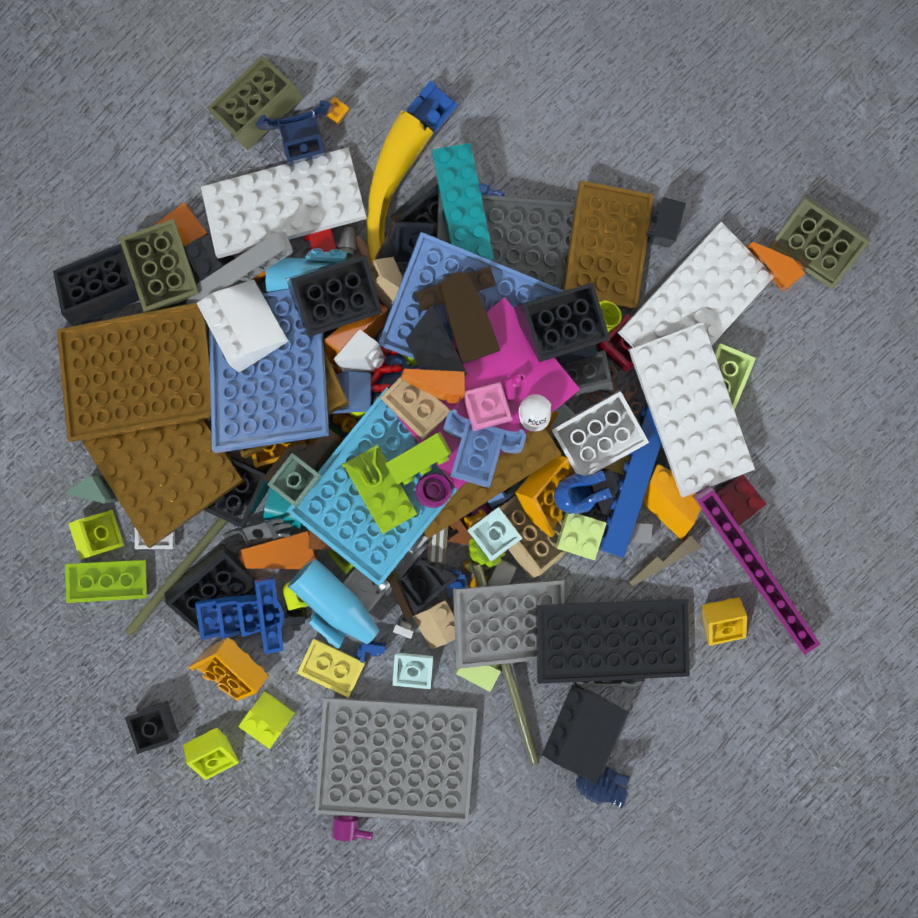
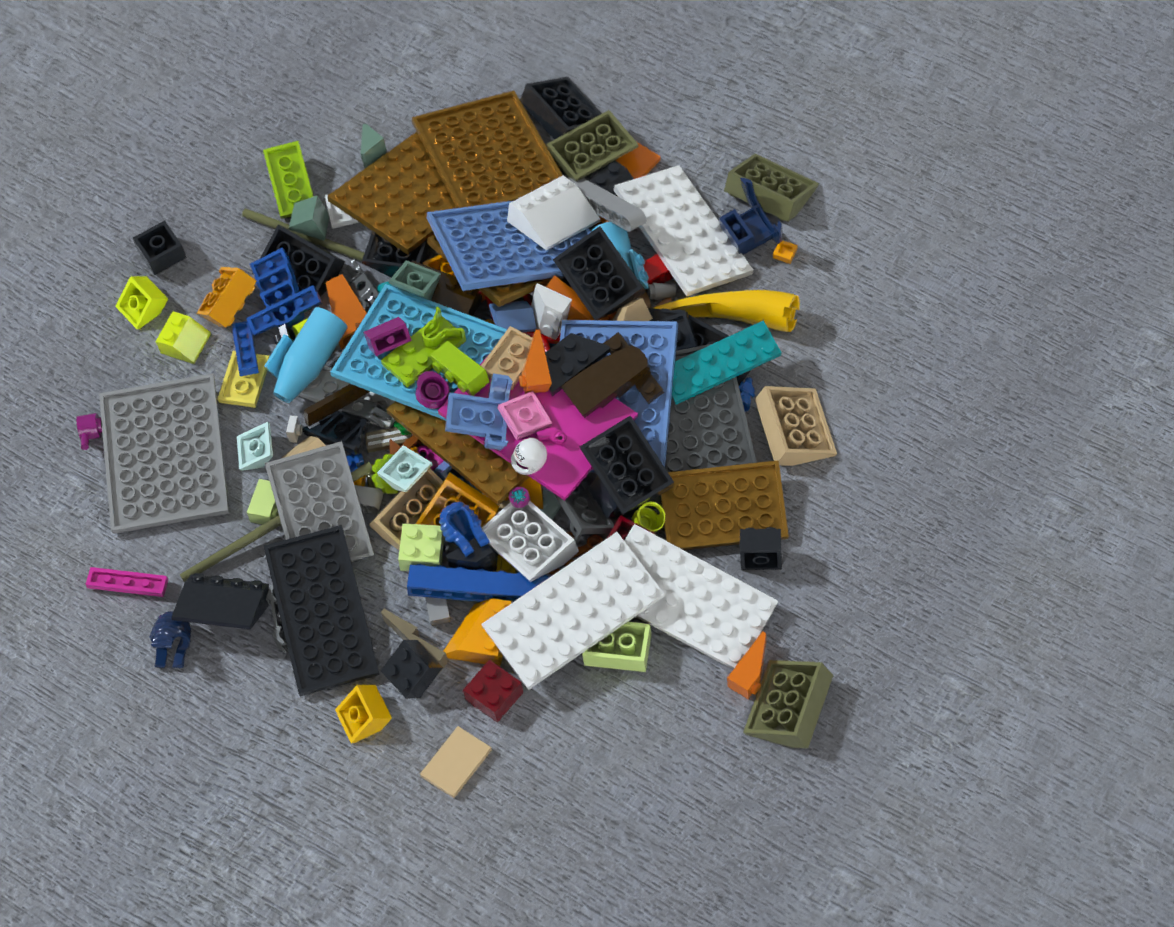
camera: 85 degrees right, 30 degrees down
(96, 534) = (331, 164): neon yellow slope -> none
(162, 569) = (310, 218): none -> sand green slope
(300, 661) = (244, 348): none -> blue tile
(360, 522) = (387, 336): none -> magenta brick
(373, 647) = (268, 403): blue bracket -> none
(432, 107) = (813, 326): blue hips -> none
(526, 815) = (127, 582): none -> dark pink plate
(537, 156) = (794, 425): none -> tan slope
(559, 432) = (519, 497): none -> tile
(700, 569) = (411, 669): none -> black brick
(756, 569) = (421, 716): magenta brick -> none
(791, 548) = (455, 762): none -> tan tile

